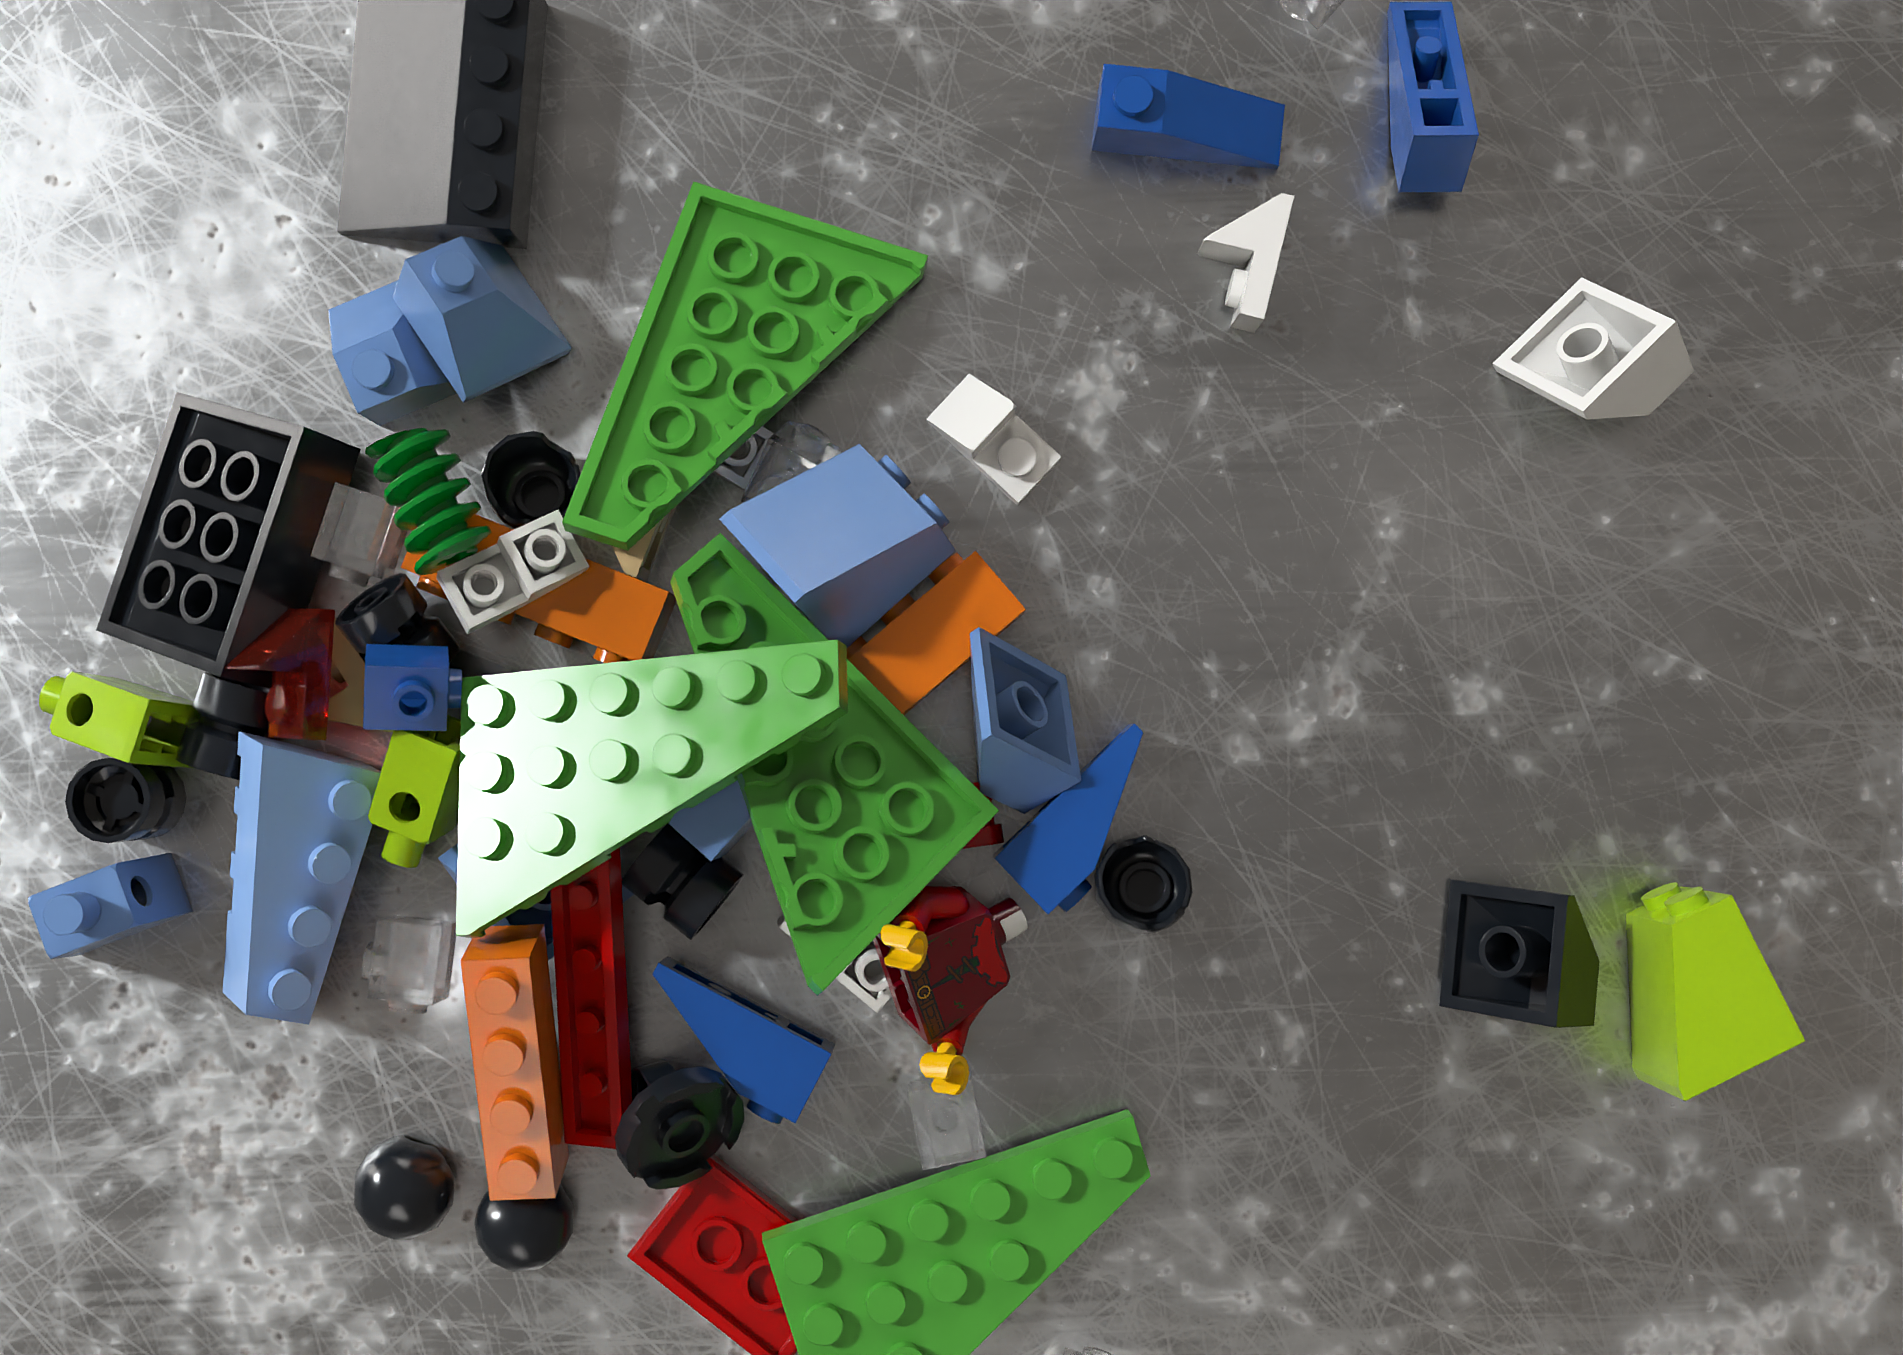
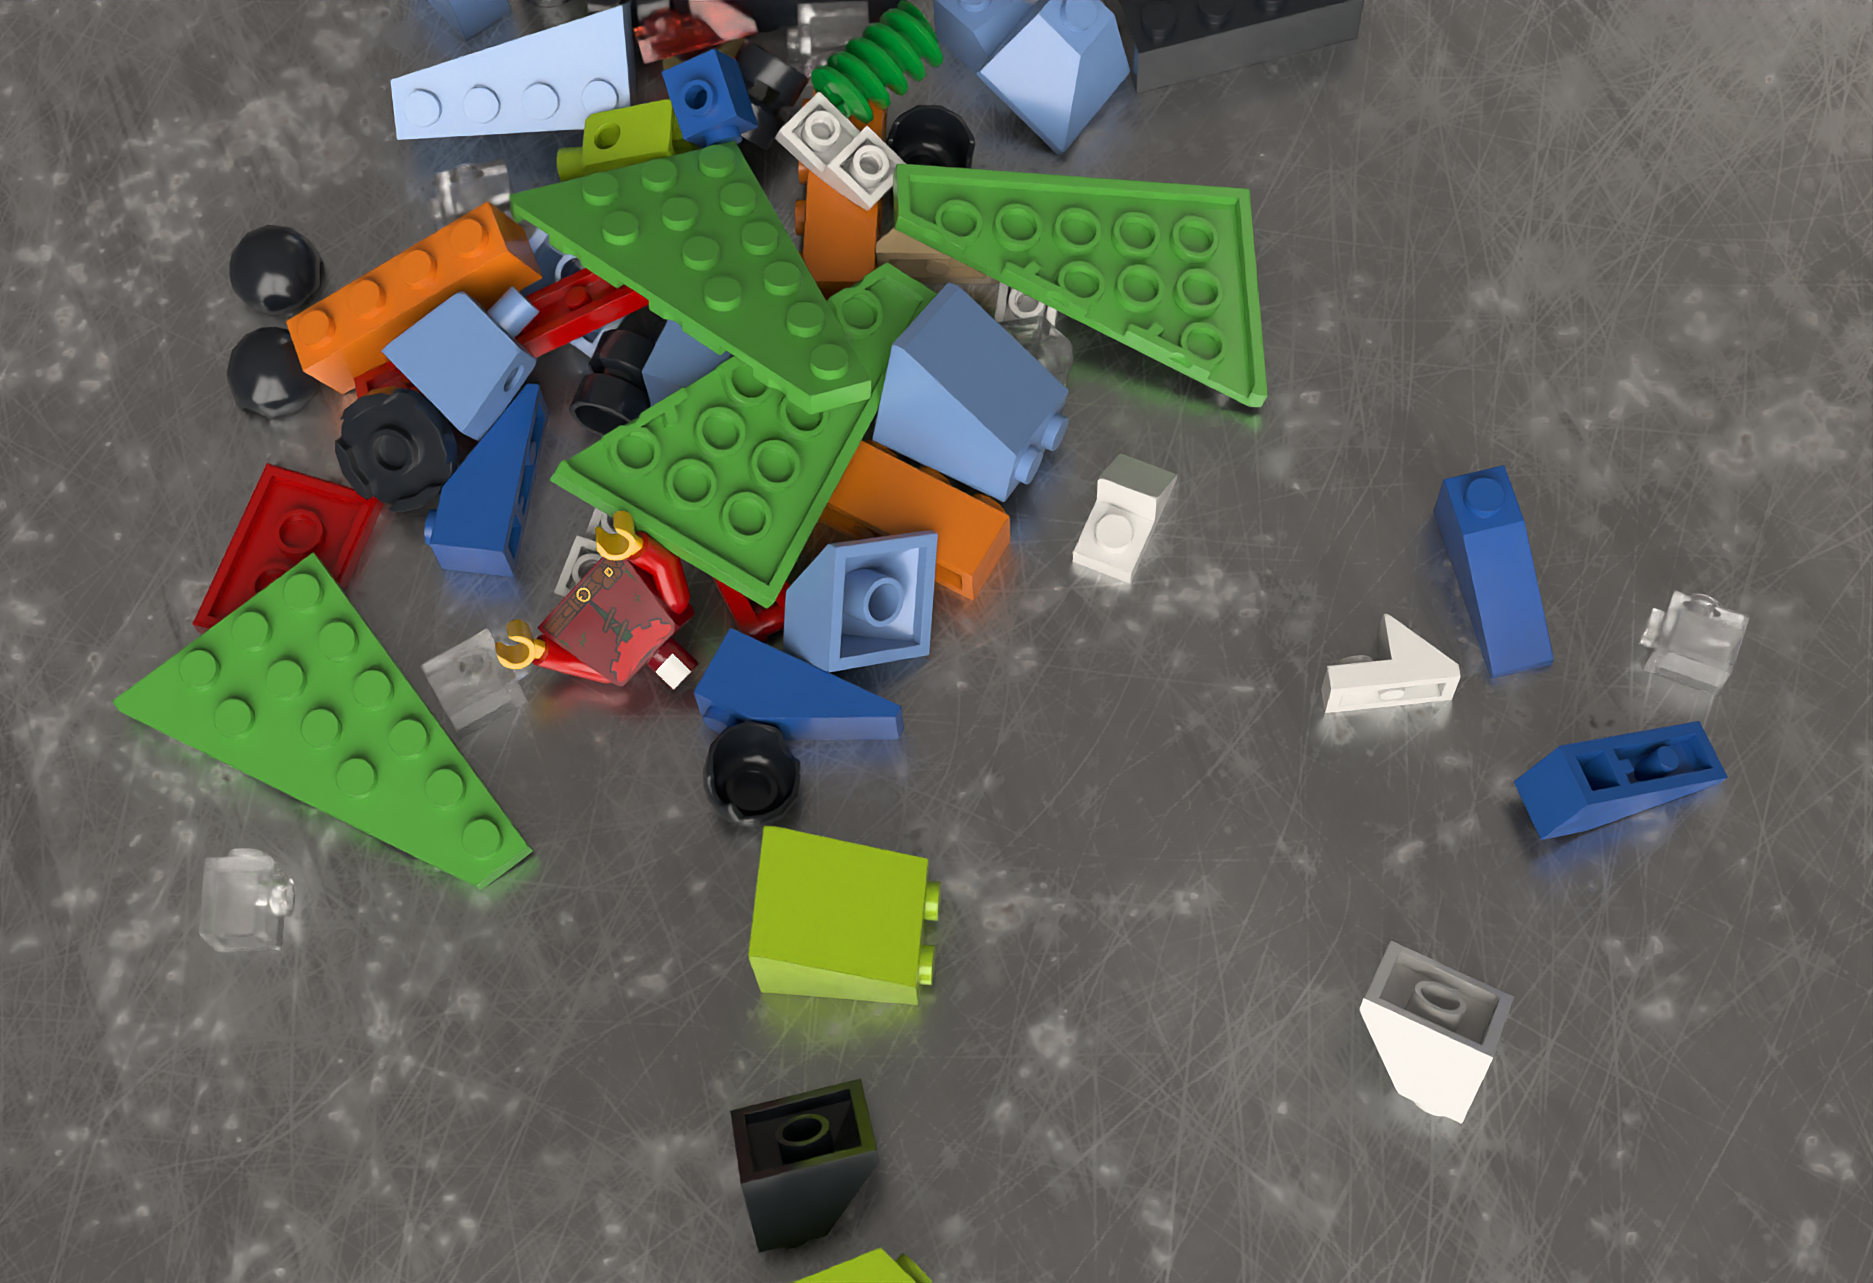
camera: 75 degrees right, 20 degrees down
(618, 1030) = (468, 357): none -> medium blue torso
(1321, 847) = (841, 919): none -> lime slope

